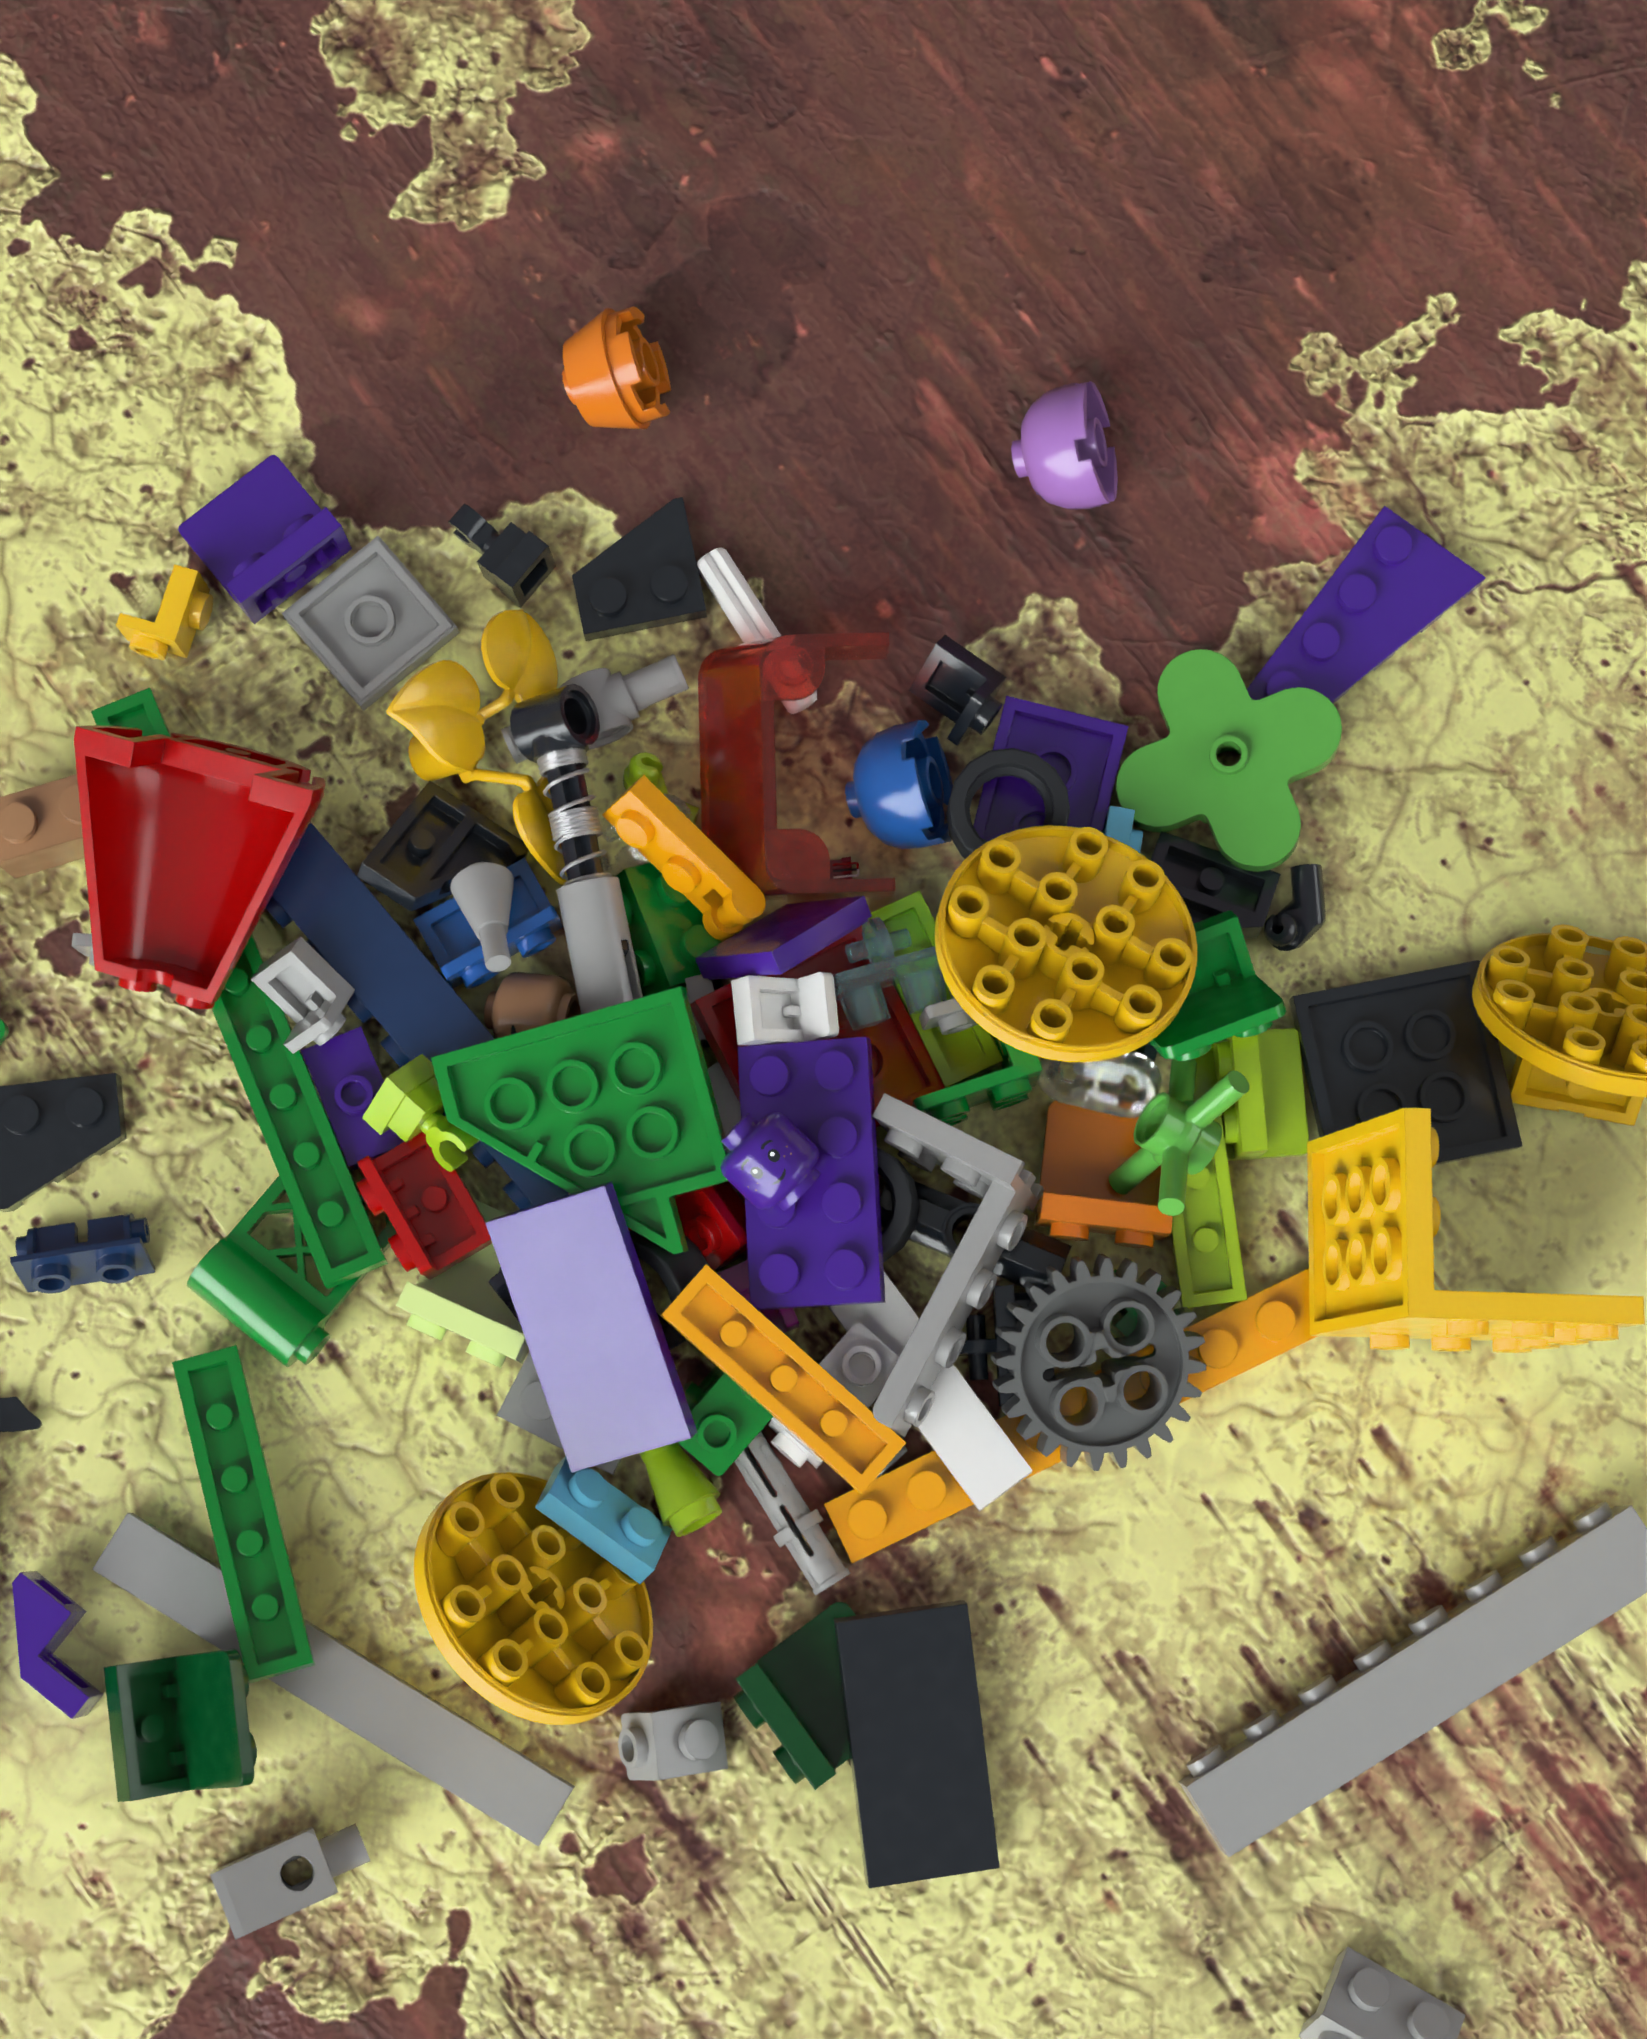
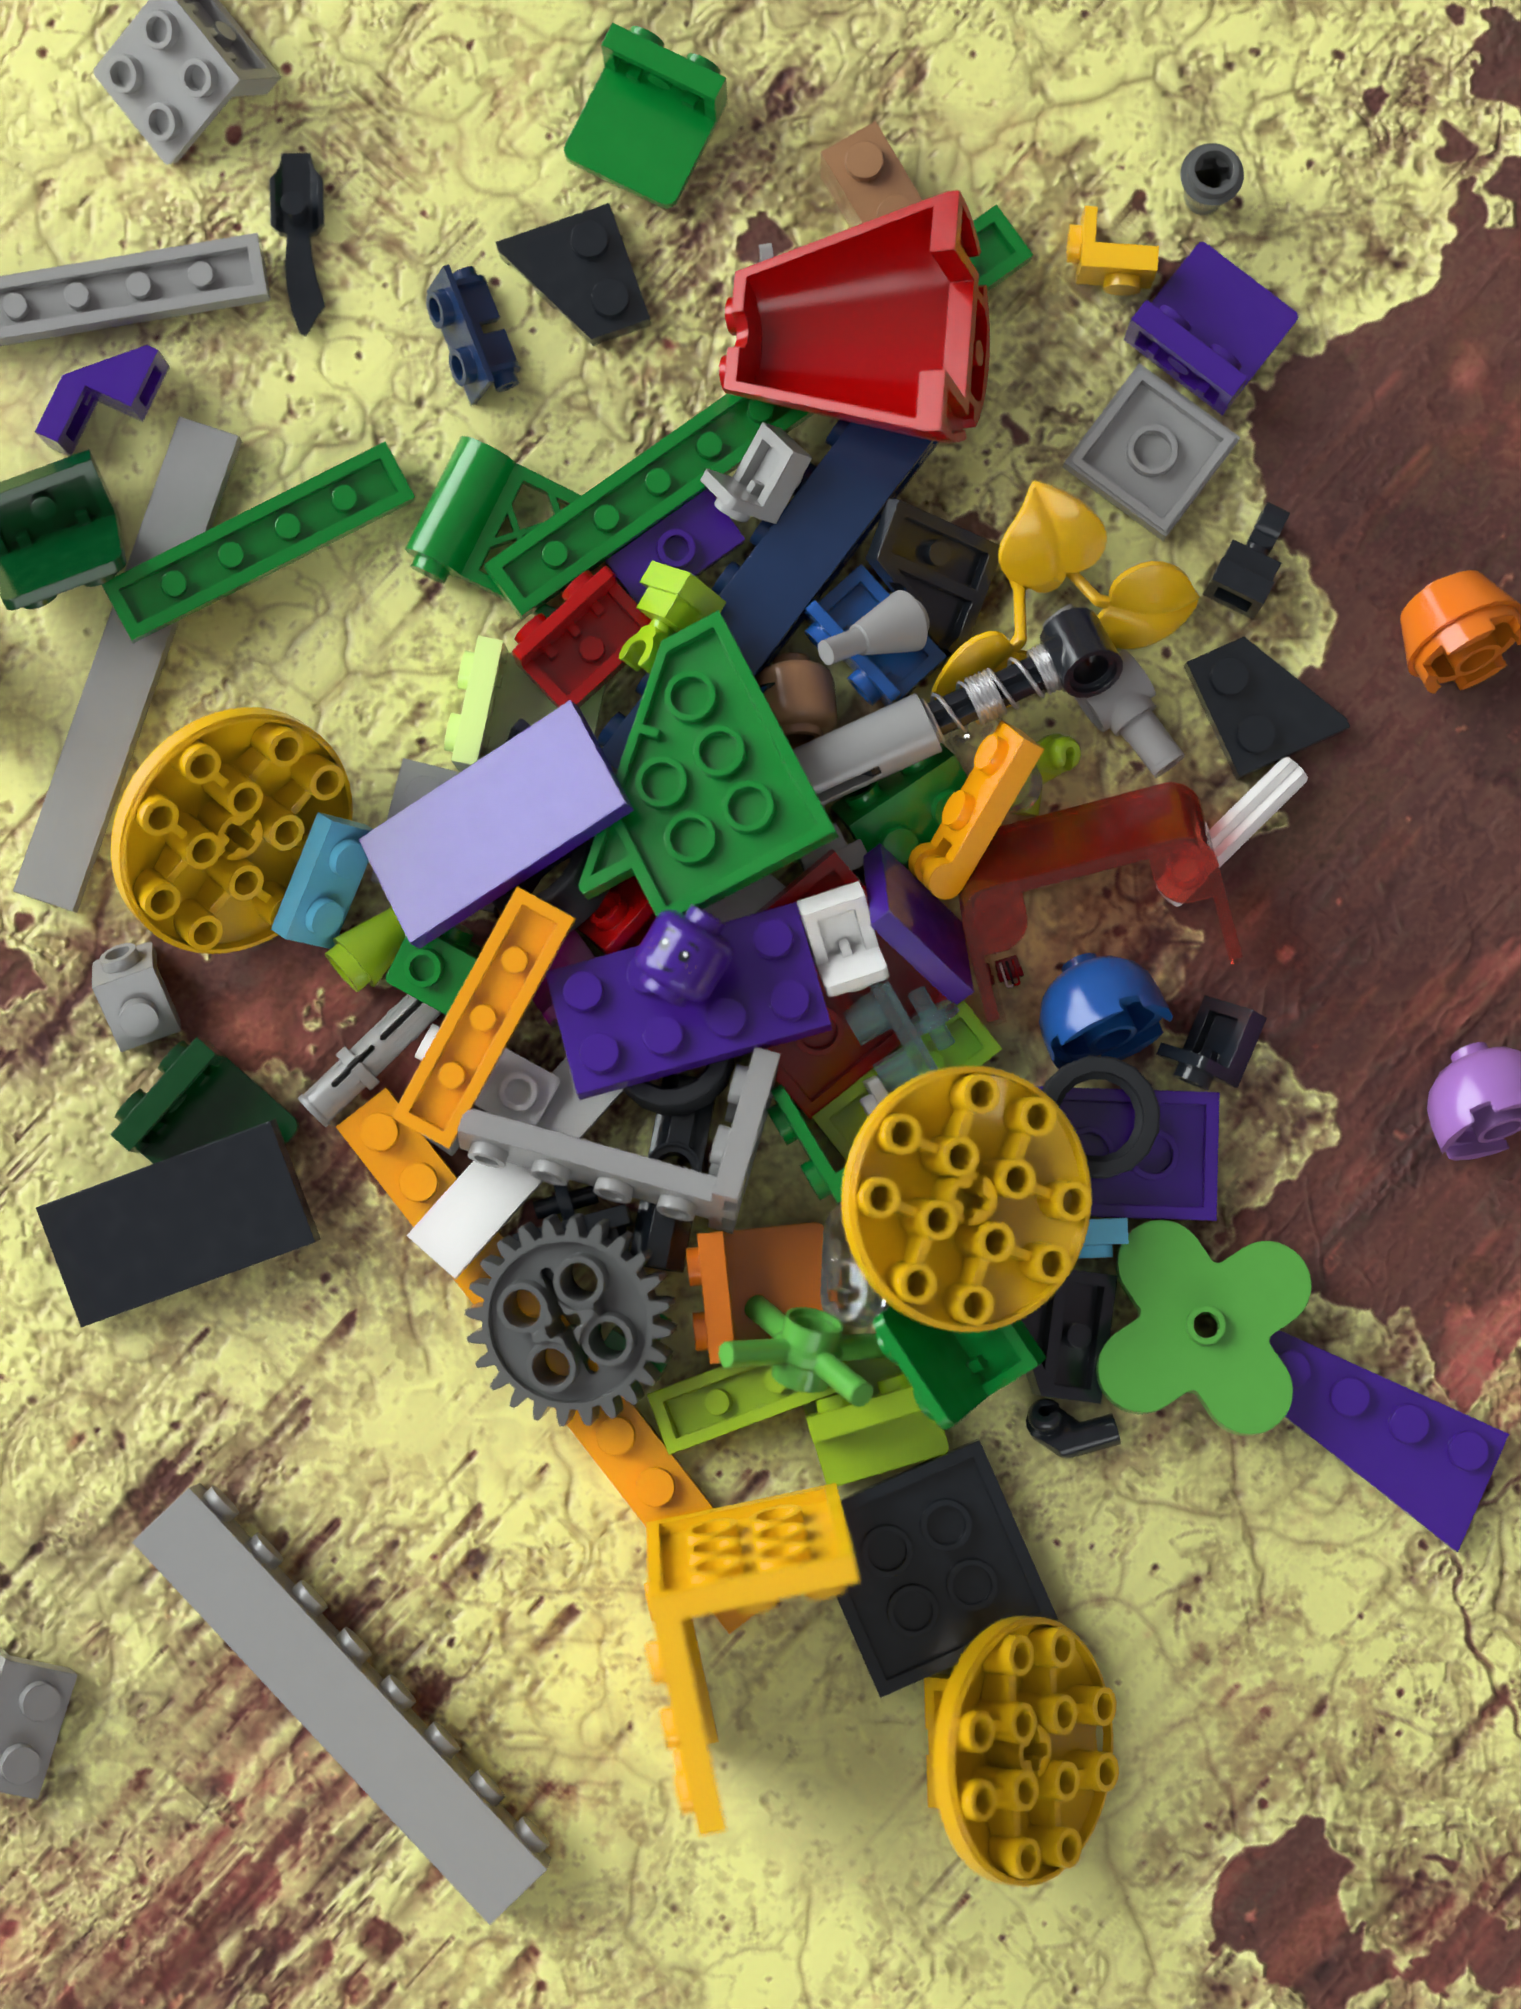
camera: 85 degrees right, 5 degrees up
(120, 501) = (1215, 167): none -> dark grey cone

